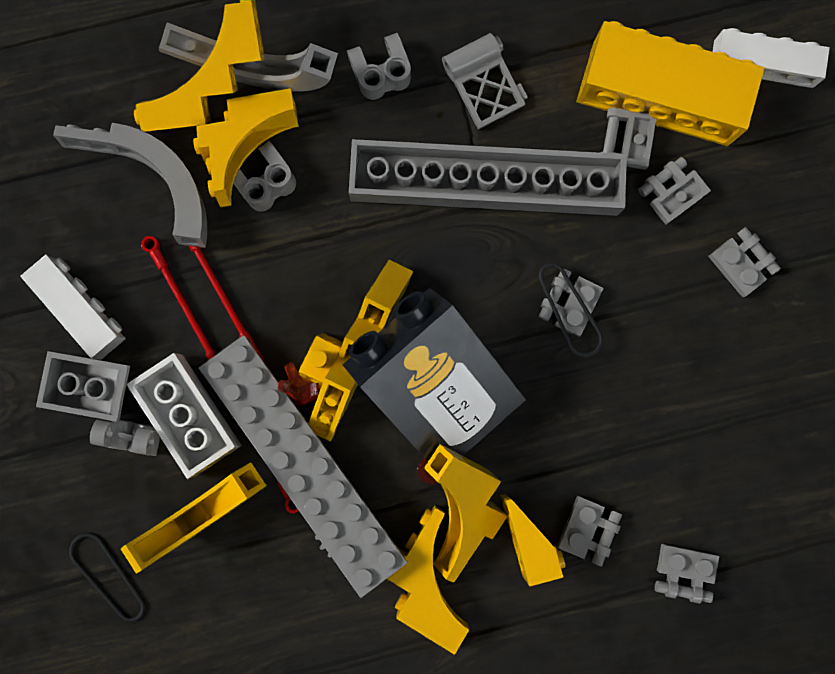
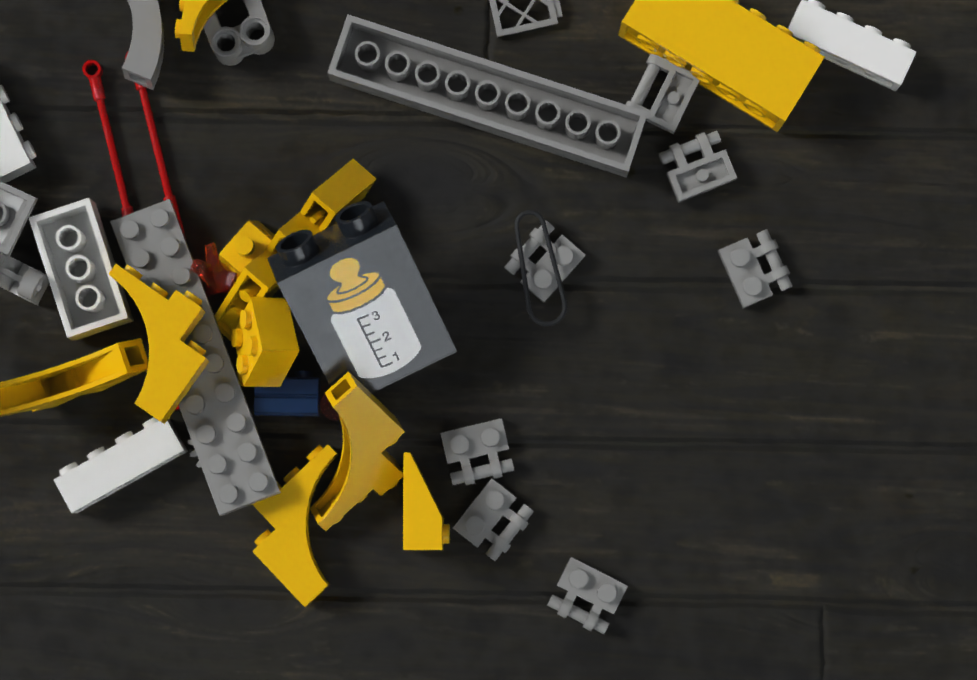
camera: 20 degrees right, 0 degrees up
(258, 577) = (119, 465): none -> white brick
(282, 476) = (168, 323): none -> yellow arch
(359, 437) = (264, 342): none -> yellow brick
(388, 474) = (295, 397): none -> dark blue brick
(555, 469) = (474, 442): none -> light grey plate

